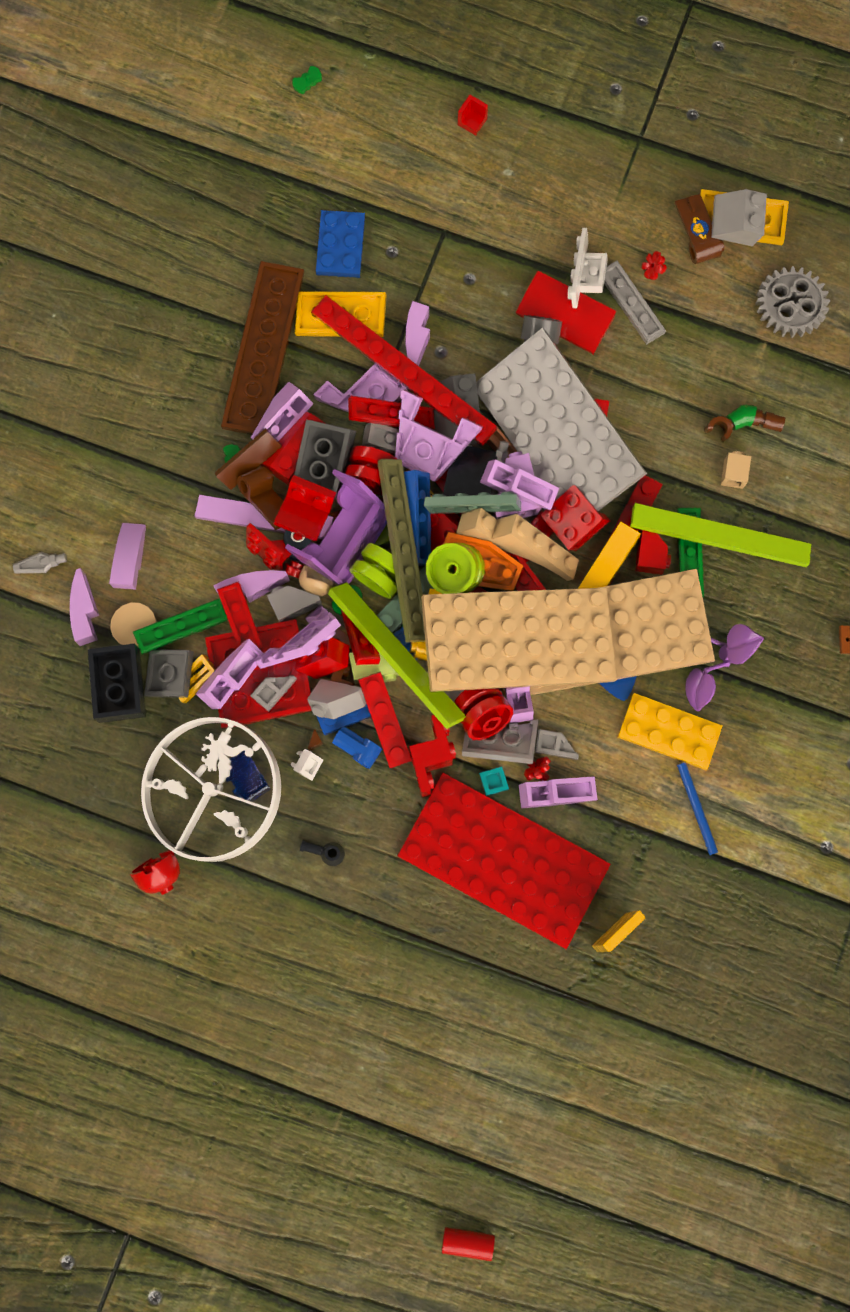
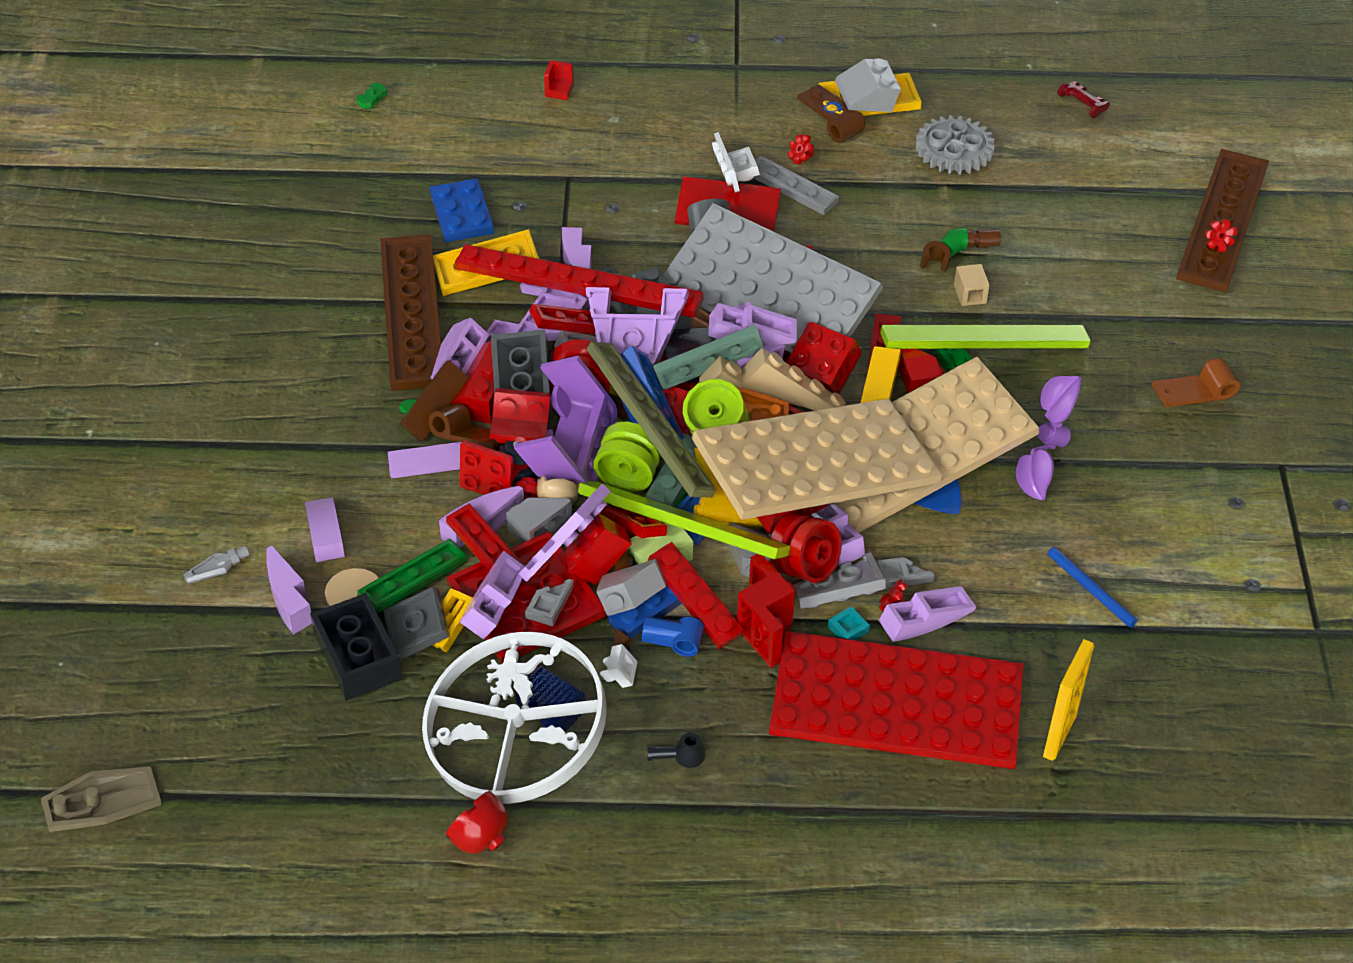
camera: 20 degrees left, 30 degrees down
(670, 731) = (1022, 525): yellow plate -> none

